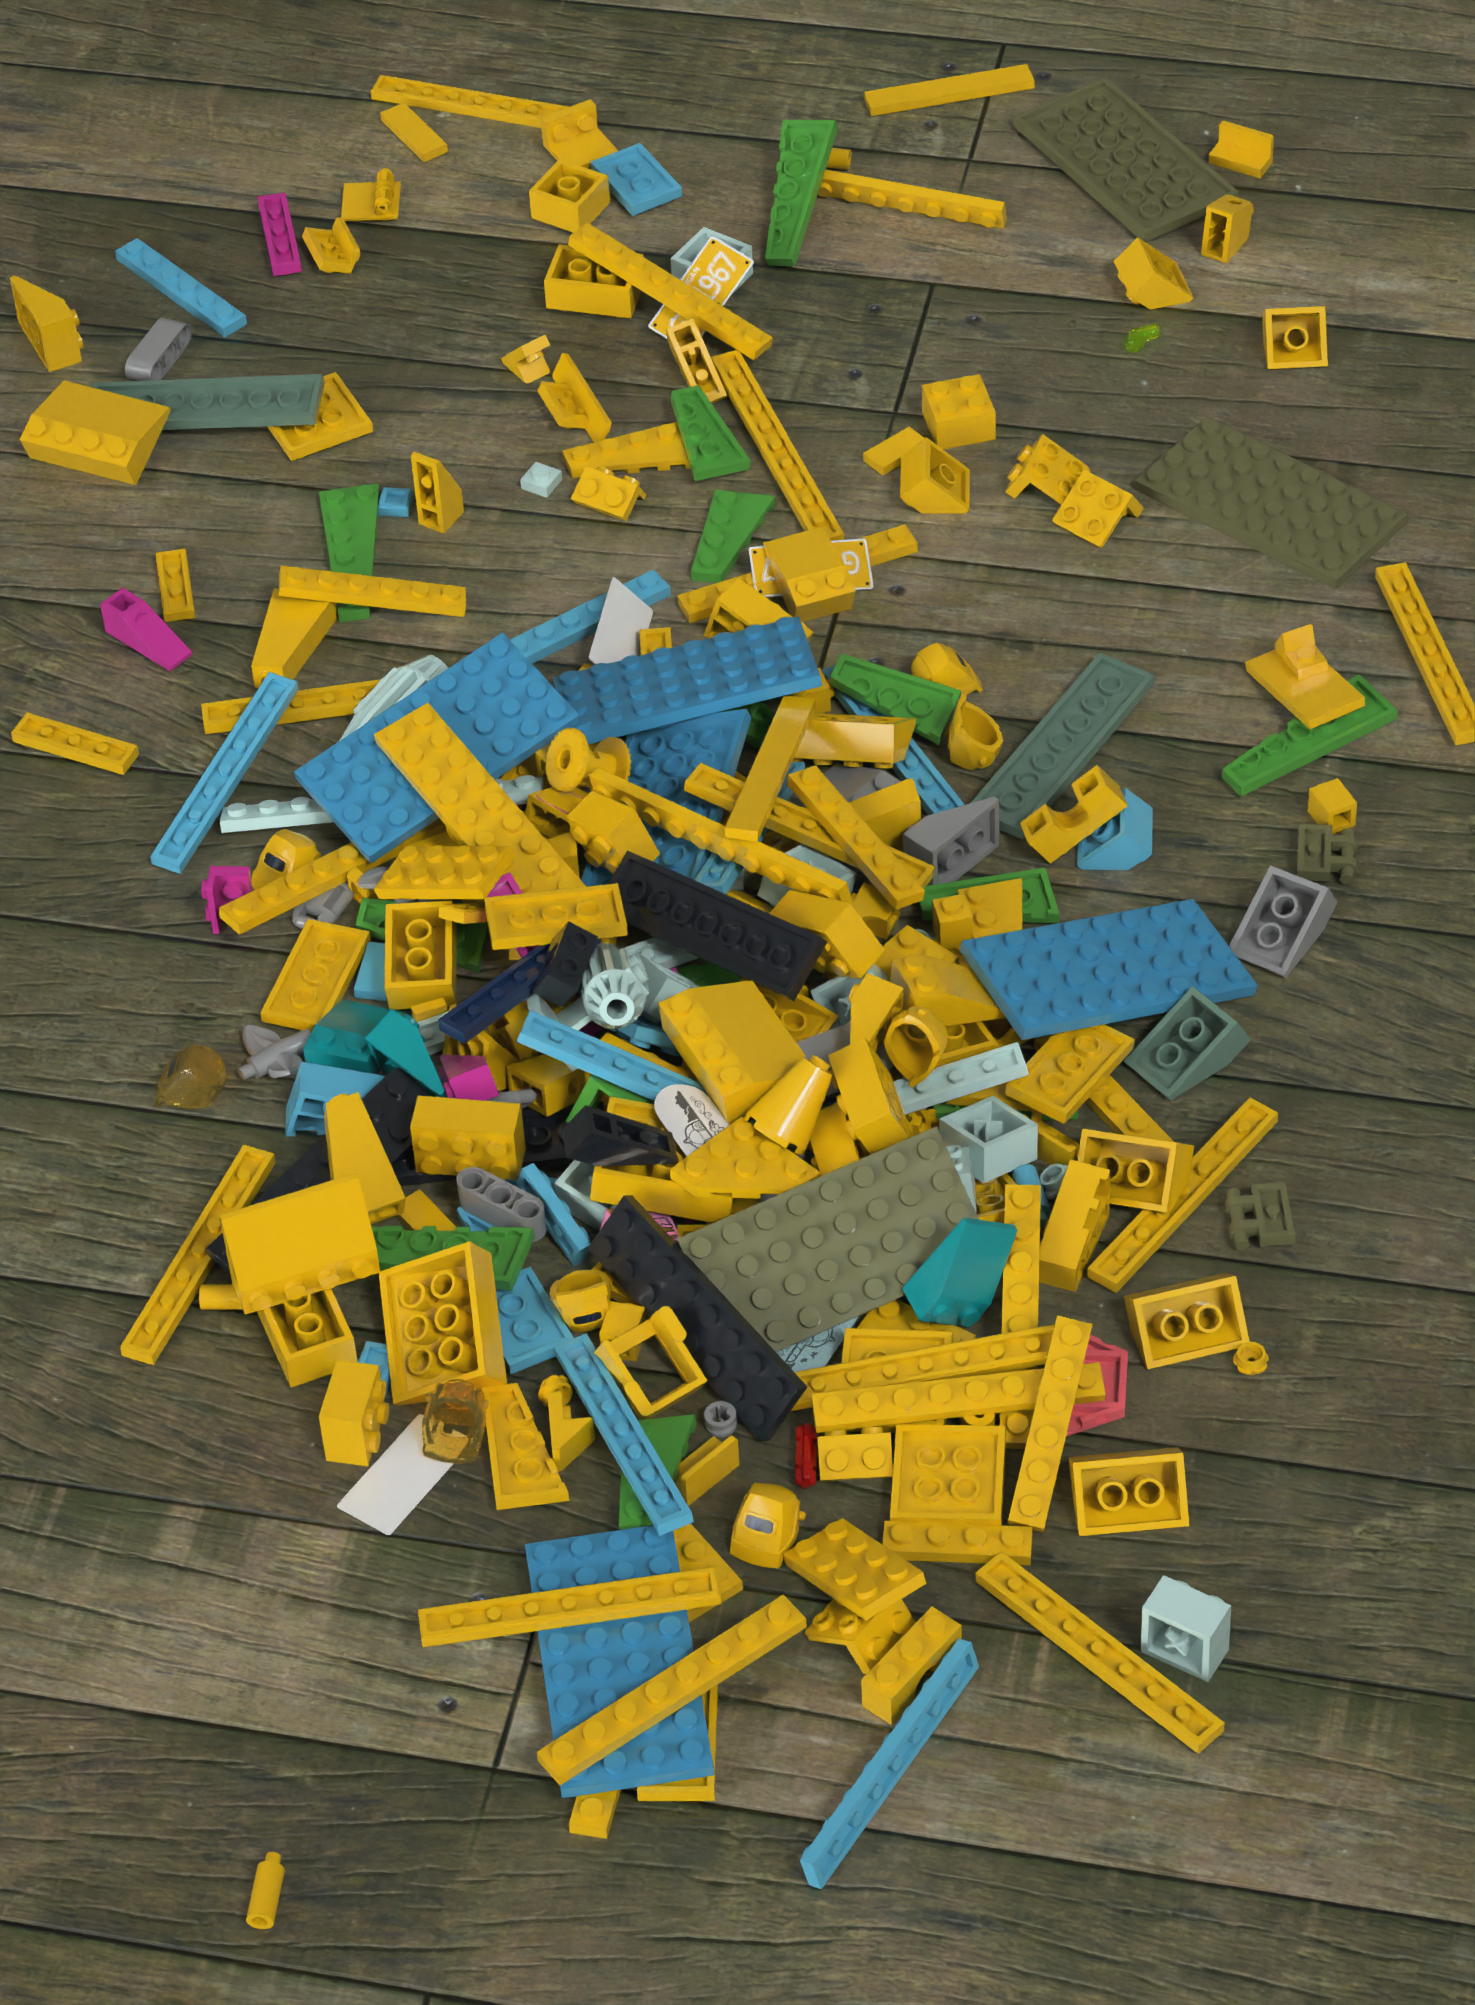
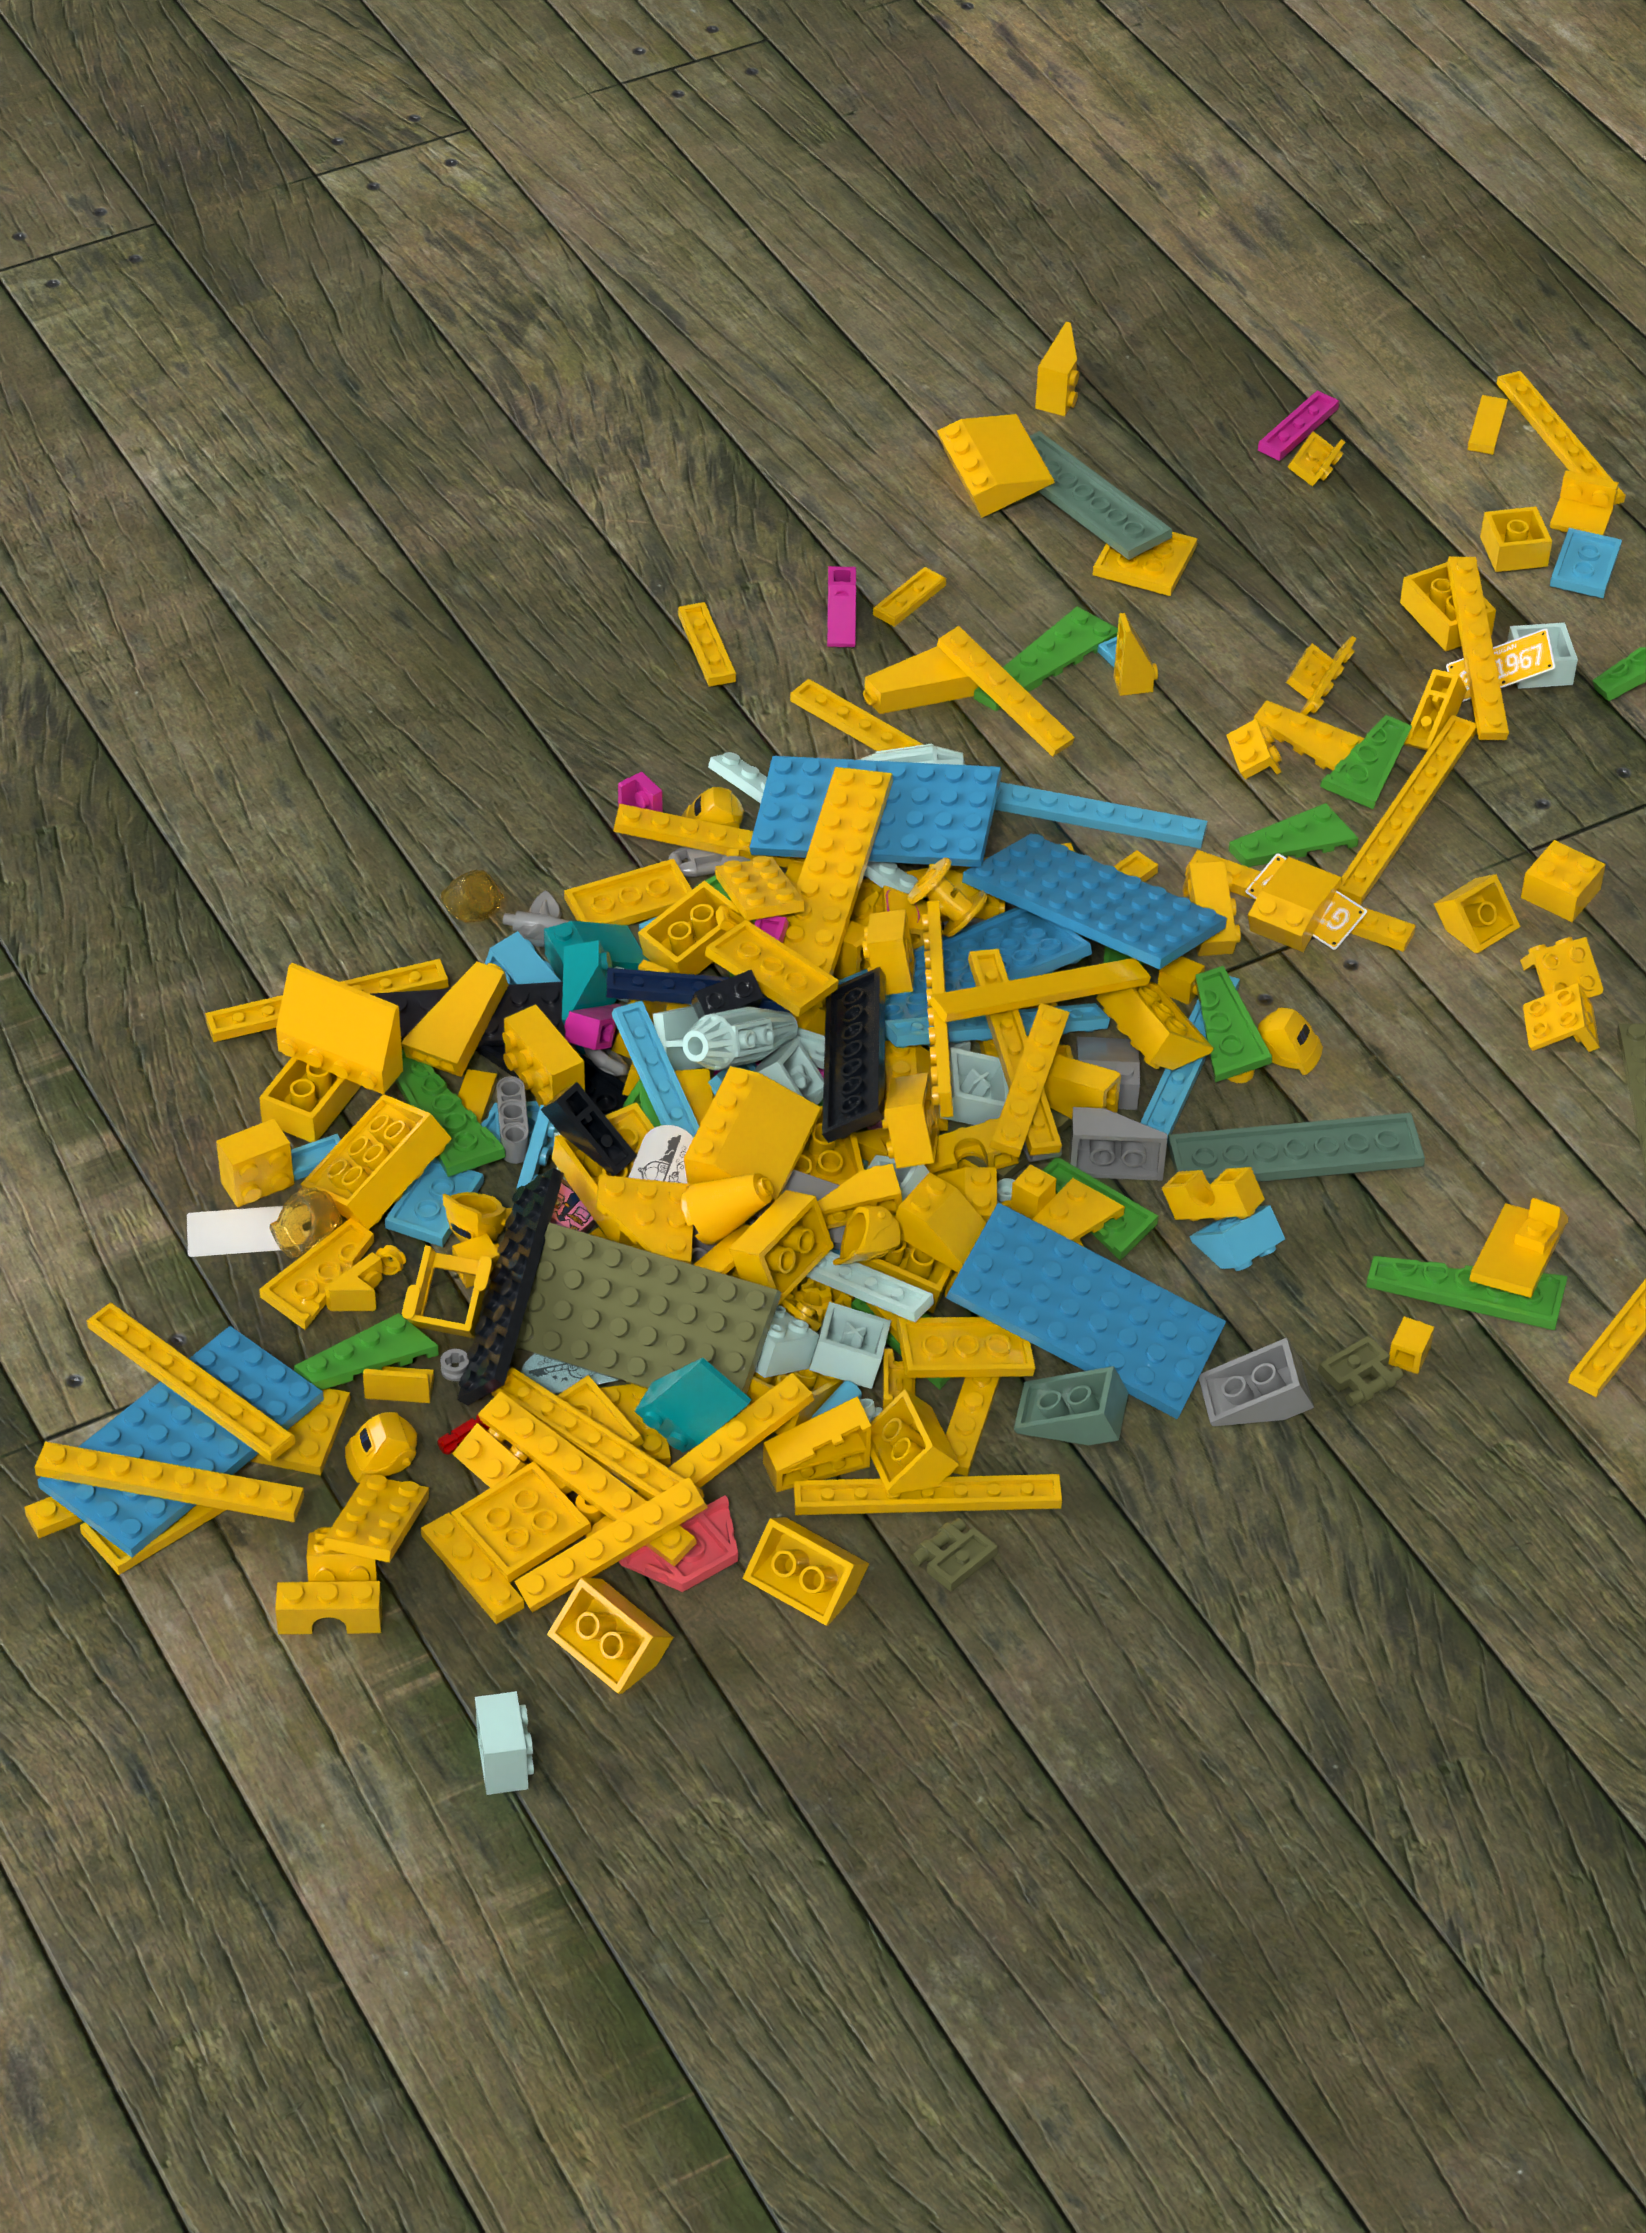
camera: 45 degrees right, 0 degrees up
(158, 350) = (1111, 442): light grey beam -> none
(181, 287) = (1189, 415): medium azure plate -> none
(224, 773) = (757, 730): medium azure plate -> none
(372, 199) = (1393, 447): yellow hinge -> none
(528, 360) = (1332, 626): yellow slope -> none
(541, 479) = (1228, 709): light aqua plate -> none
(619, 625) = (1123, 834): white sticker -> none
(623, 1435) = (365, 1320): medium azure plate -> none
(888, 454) = (1474, 868): yellow tile -> none
(889, 1764) = (233, 1649): medium azure plate -> none
(973, 737) = (1237, 1089): yellow helmet -> none
(1100, 1652) = (445, 1711): yellow plate -> none
(1251, 1352) = (812, 1626): yellow plate -> none

